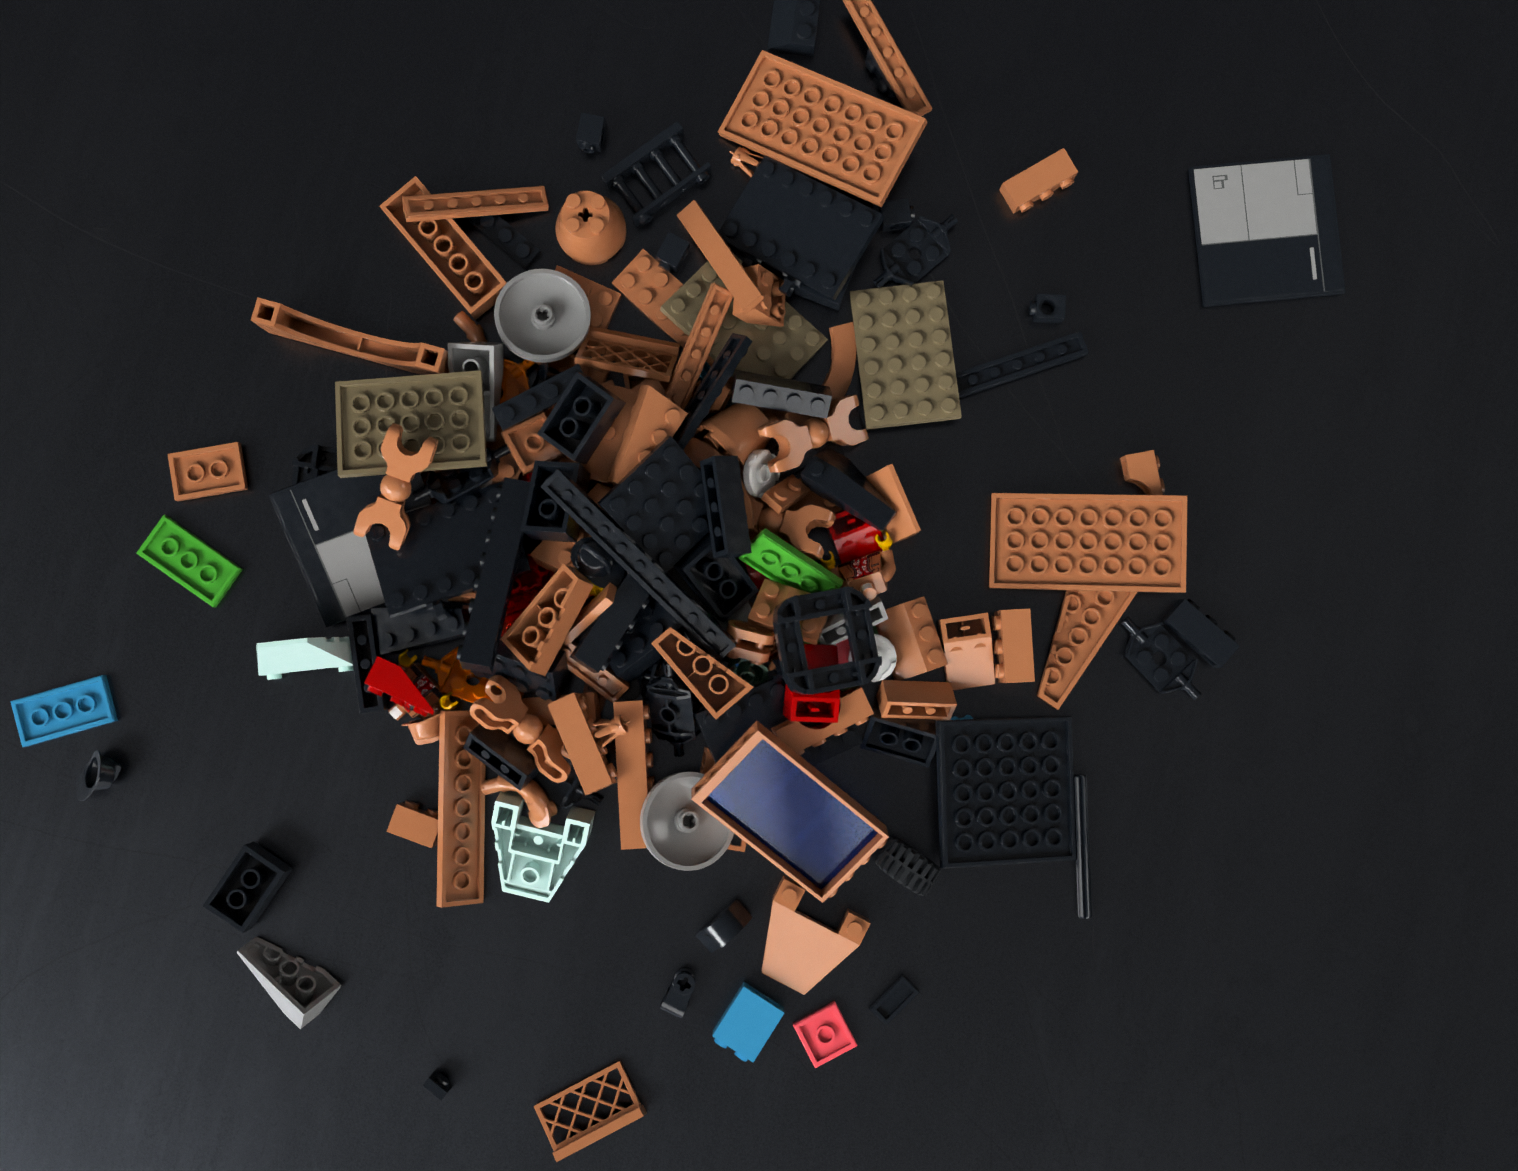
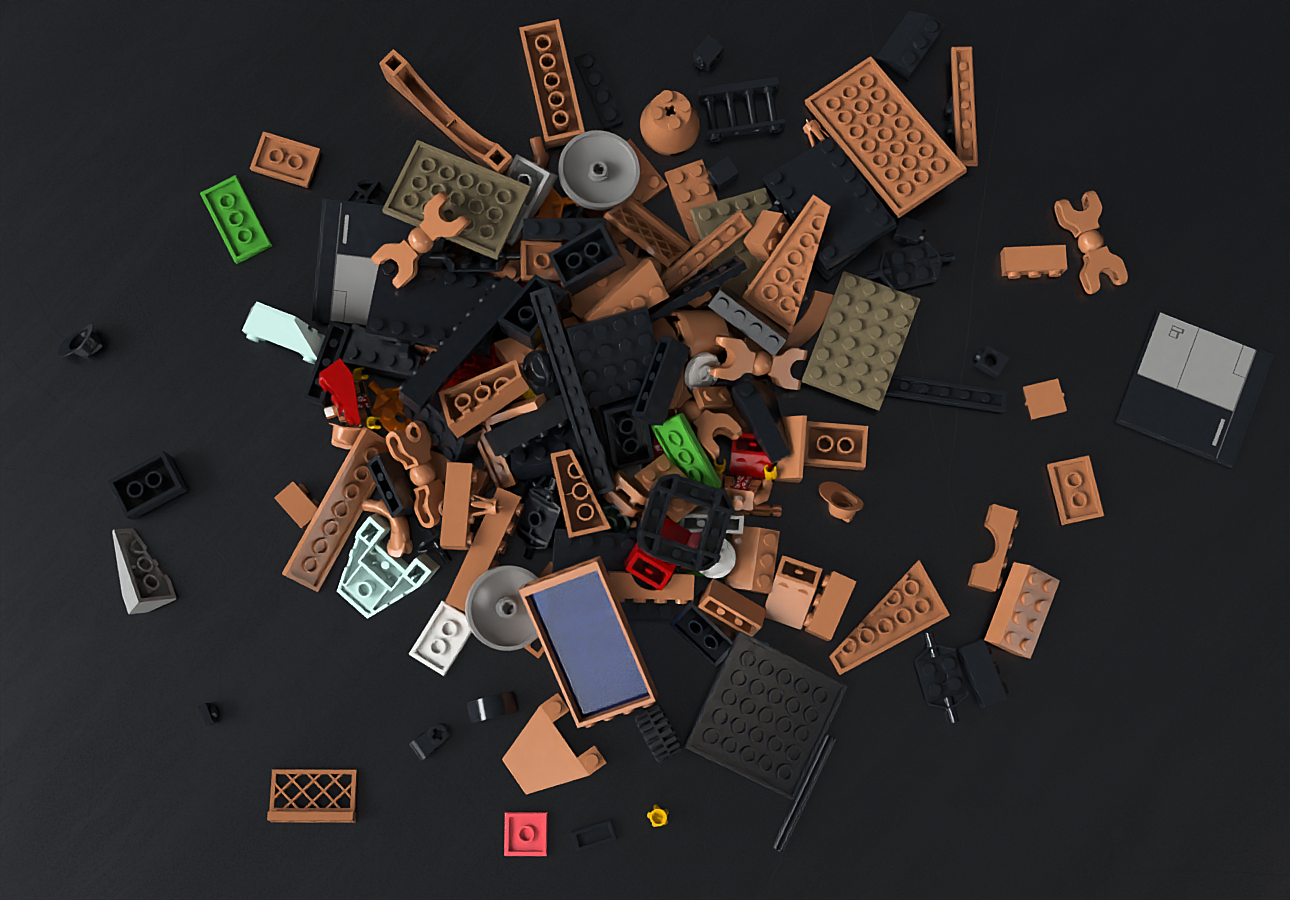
camera: 30 degrees right, 5 degrees down
(64, 711) = (82, 283): dark azure tile -> none
(474, 203) = (592, 62): nougat tile -> none
(636, 884) = (442, 638): none -> white tile
(720, 256) = (756, 194): nougat tile -> none
(747, 1022) = (470, 792): dark azure brick -> none
(794, 327) = (784, 276): none -> nougat wing
(898, 579) = (765, 510): none -> nougat axle
(936, 477) = (835, 445): none -> nougat brick
(950, 948) = (658, 816): none -> yellow piece
(970, 531) = (840, 500): none -> nougat piece
(1087, 131) = (1091, 242): none -> nougat piece
(1088, 542) = (929, 556): nougat plate -> none
(1120, 319) = (1044, 399): none -> nougat piece
(1199, 397) = (1075, 490): none -> nougat plate
(1211, 550) = (1022, 610): none -> nougat brick

